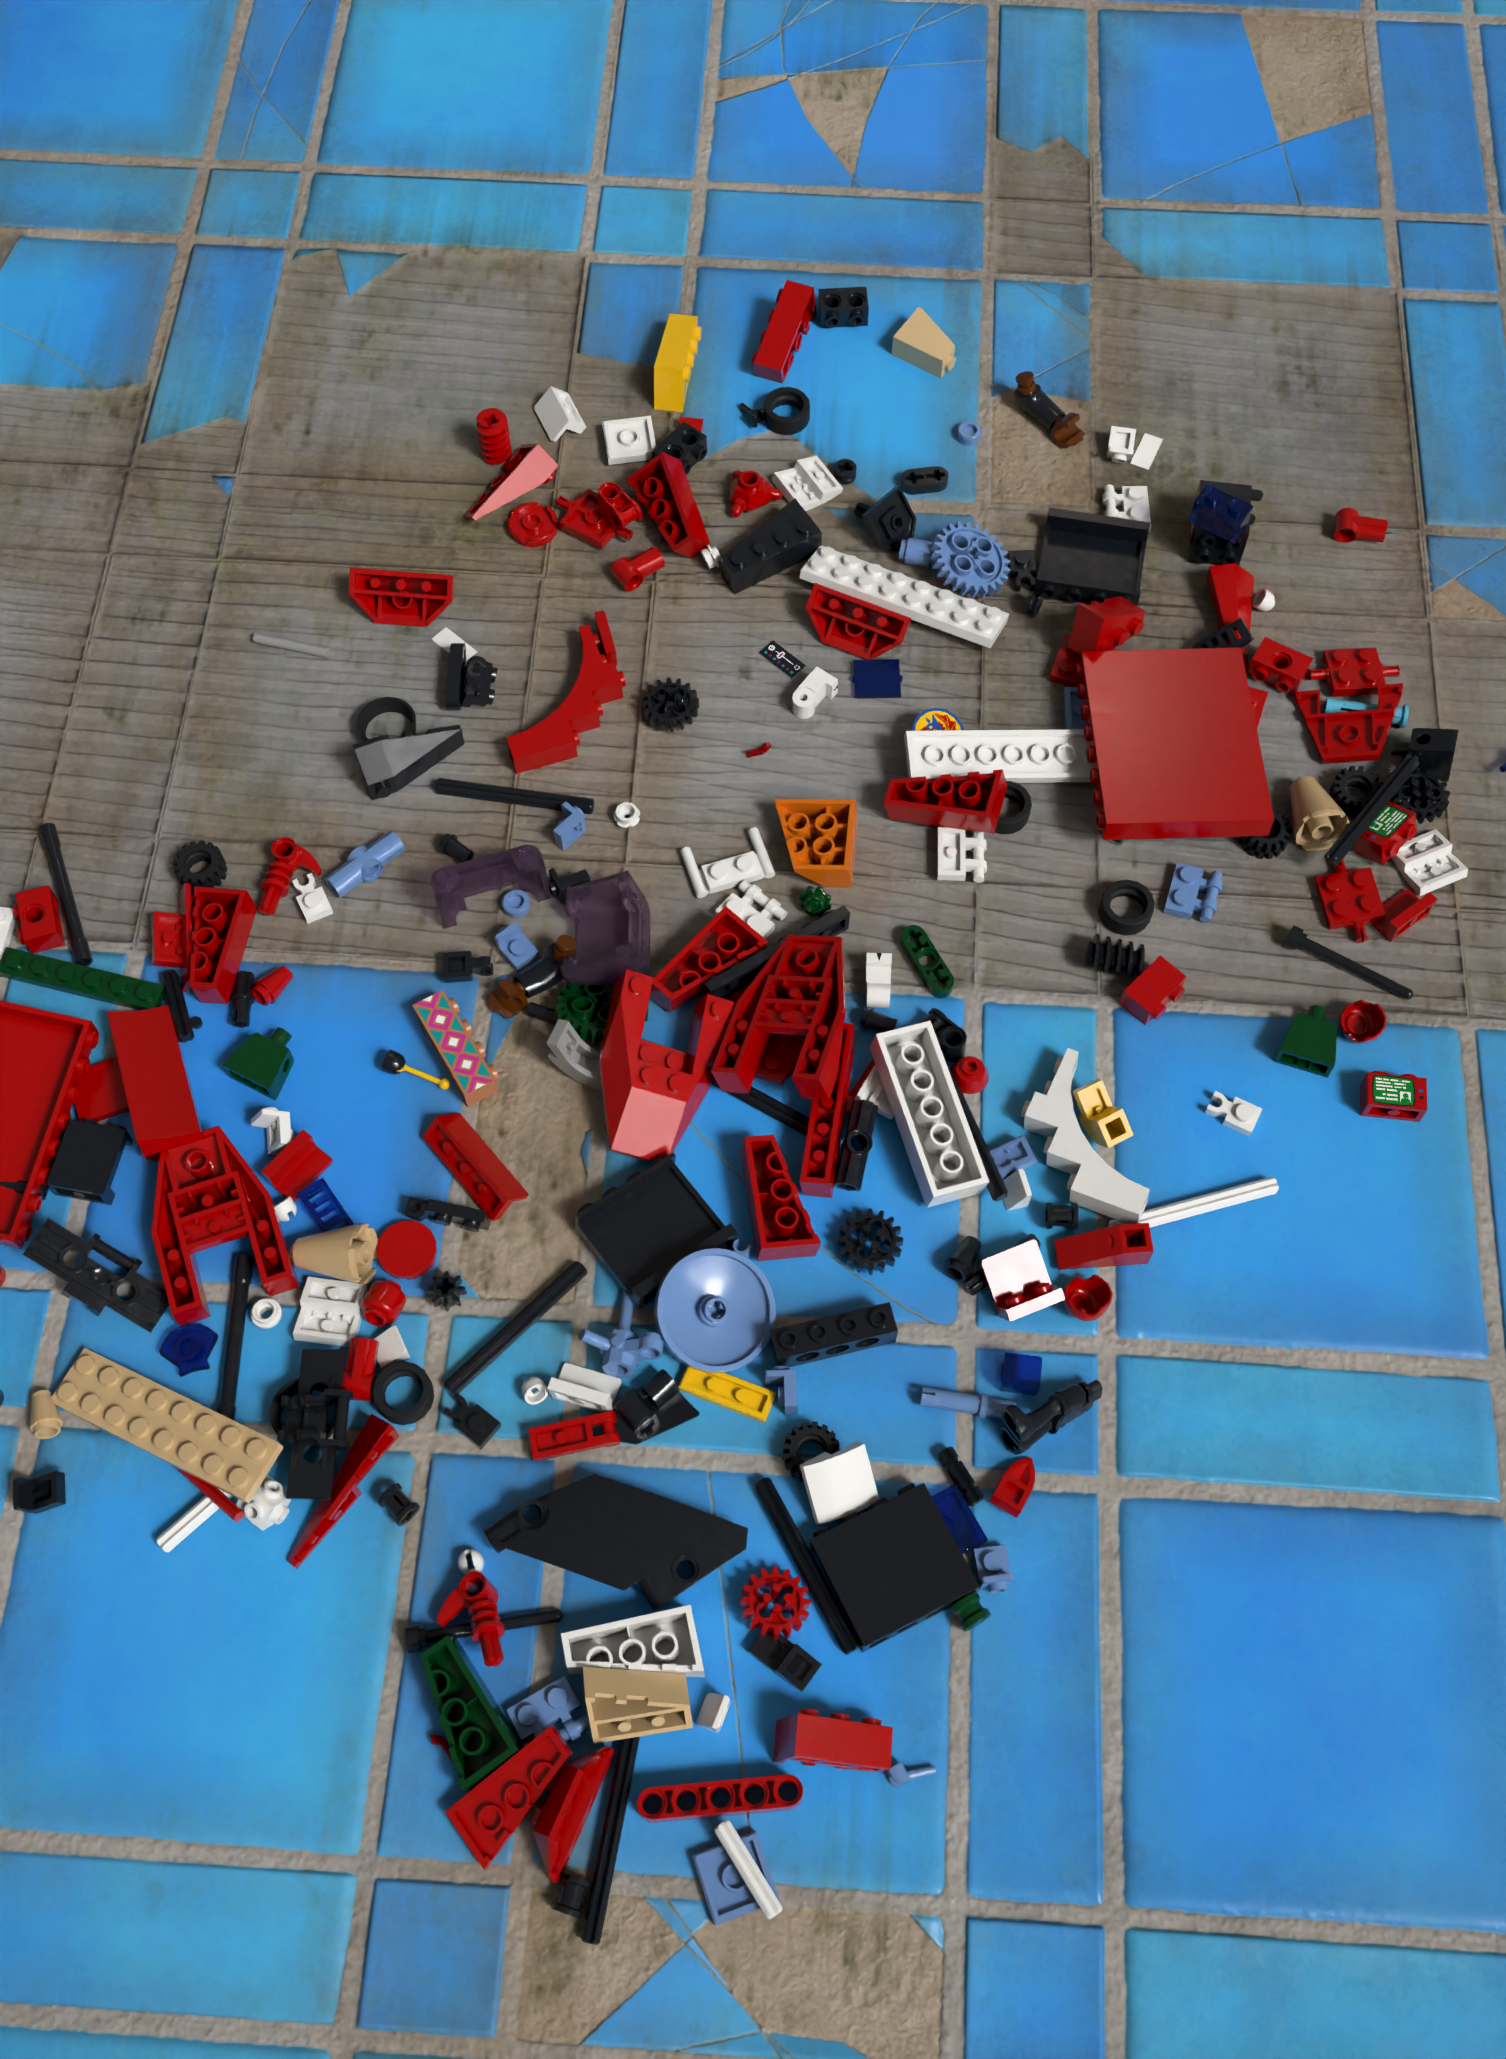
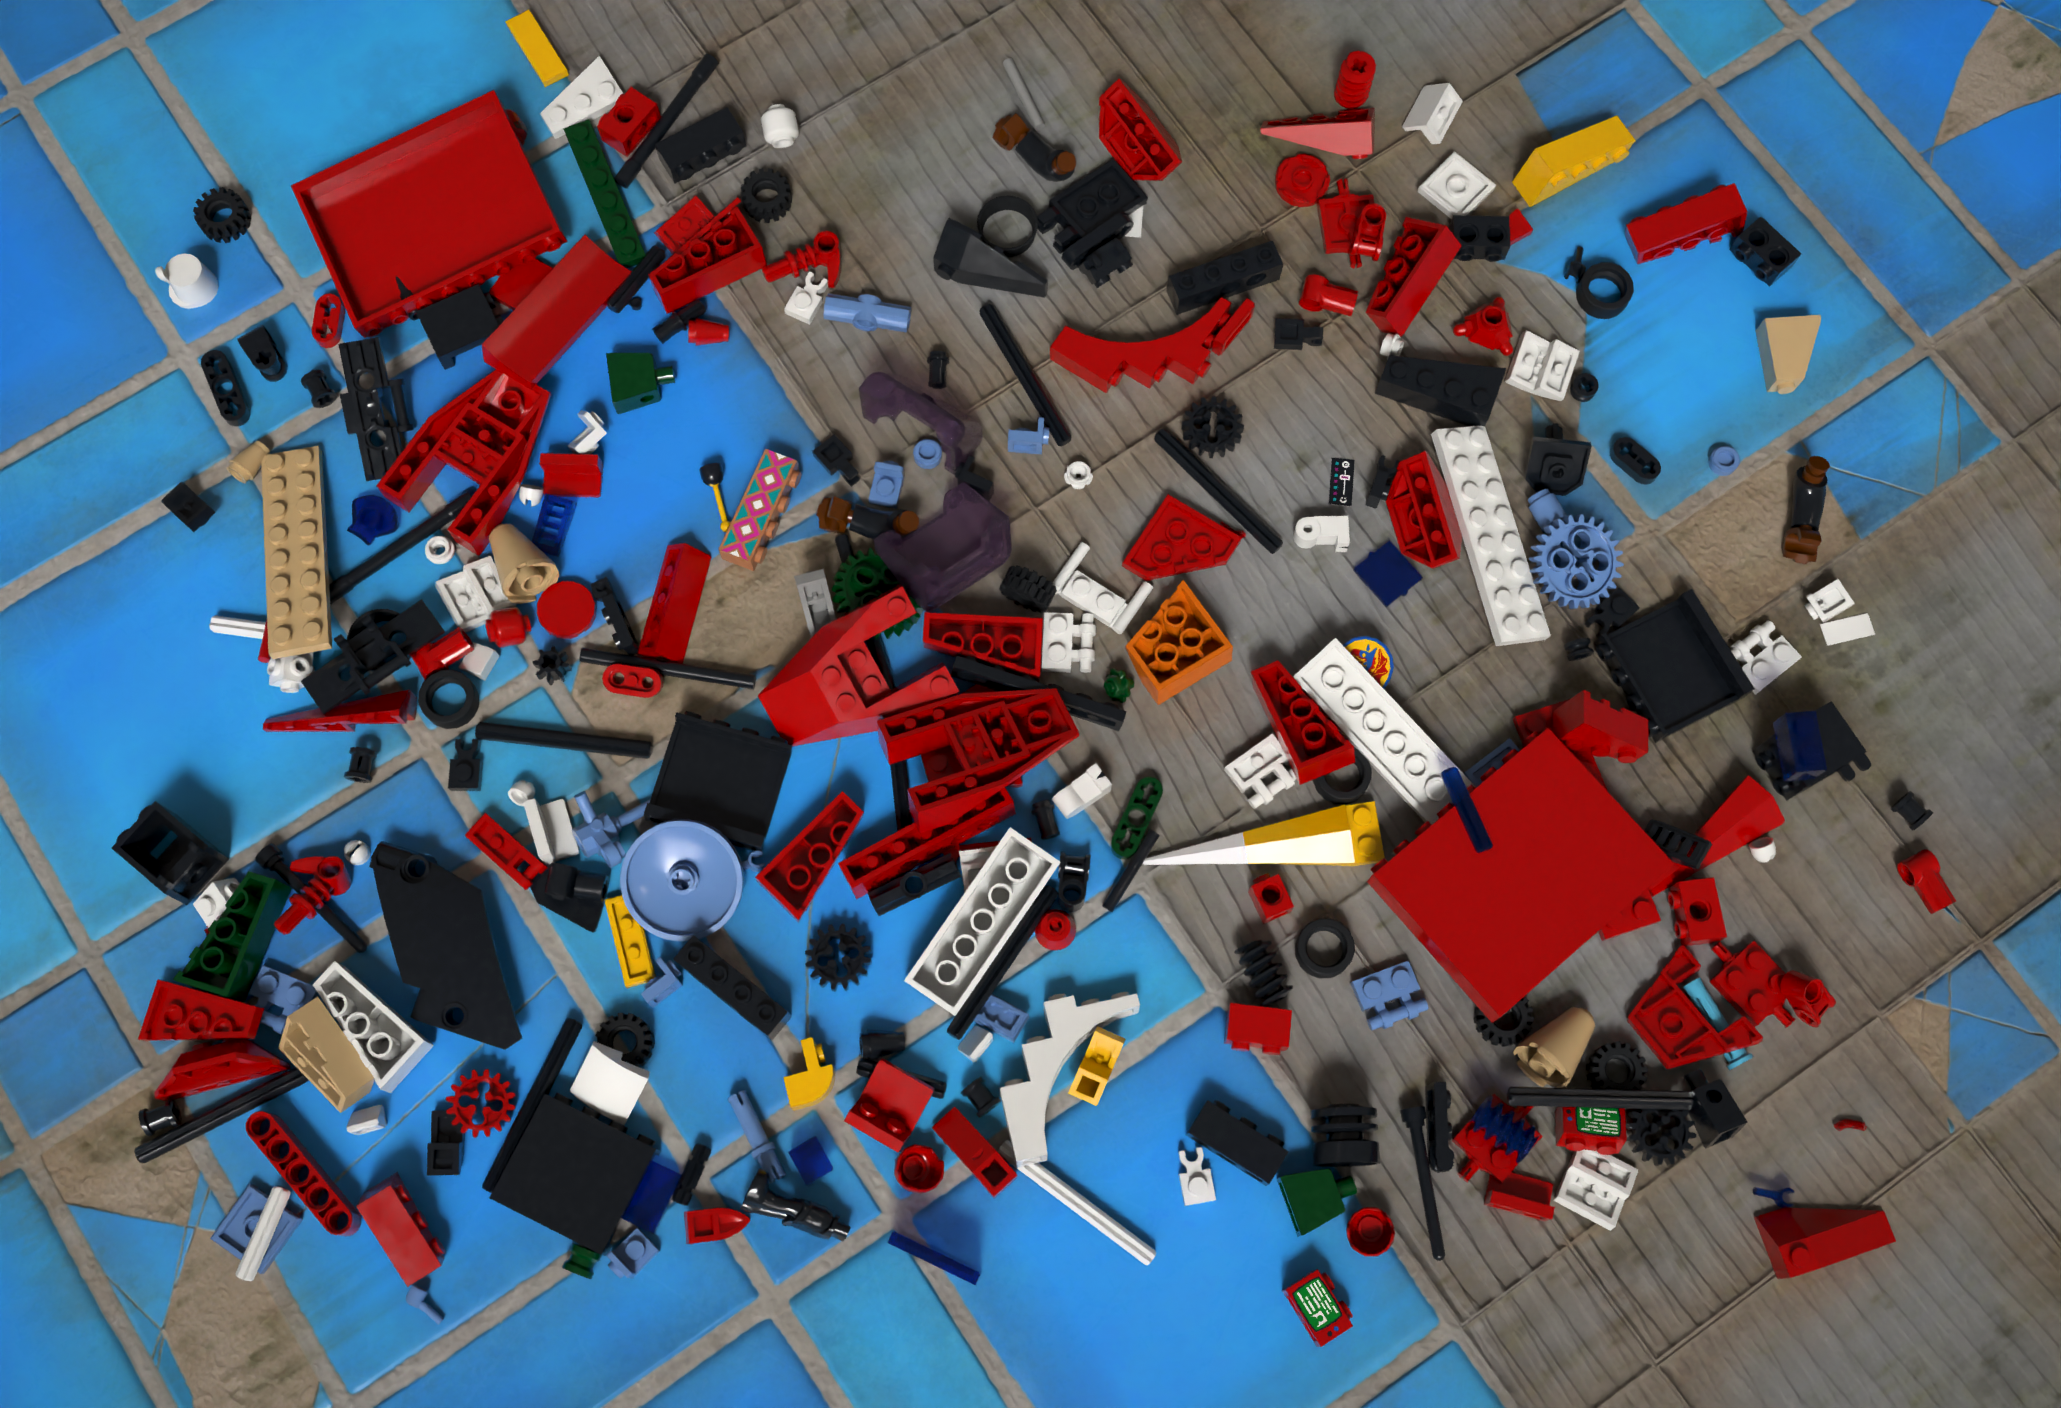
camera: 50 degrees right, 10 degrees up
(34, 1312) = (318, 388): none -> black bush
(113, 883) = (701, 145): none -> black brick
(153, 817) = (779, 126): none -> white head
(355, 1713) = (182, 866): none -> black container
(357, 666) = (1042, 158): none -> piece
(417, 1710) = (213, 900): none -> white bracket
(423, 661) = (1090, 204): none -> black tile
(513, 1238) = (633, 680): none -> red plate
(524, 1207) = (671, 668): none -> black piece
(563, 618) = (1224, 277): none -> black brick
(646, 609) = (1292, 333): none -> black plate
(690, 905) = (1028, 589): none -> black tyre
(720, 736) = (1218, 491): none -> black axle
(739, 787) = (1179, 543): none -> red plate
(808, 634) = (1379, 487): none -> black plate
(957, 1325) = (812, 1085): none -> yellow brick
(965, 992) = (1131, 870): none -> black bar
(1043, 850) = (1327, 837): none -> yellow plate
(1065, 905) = (1266, 910): none -> red brick
(1101, 736) = (1466, 809): none -> clear blue axle
(1169, 1331) = (934, 1258): none -> clear blue tile
(1230, 1063) = (1238, 1142): none -> black brick
(1281, 986) = (1345, 1136): none -> black wheel
(1304, 501) = (1911, 810): none -> black bush
(1316, 927) = (1438, 1128): none -> black hinge
(1350, 879) = (1504, 1128): none -> clear blue piece
(1389, 645) = (1806, 996): none -> red piece
(1490, 690) = (1849, 1123): none -> red leg

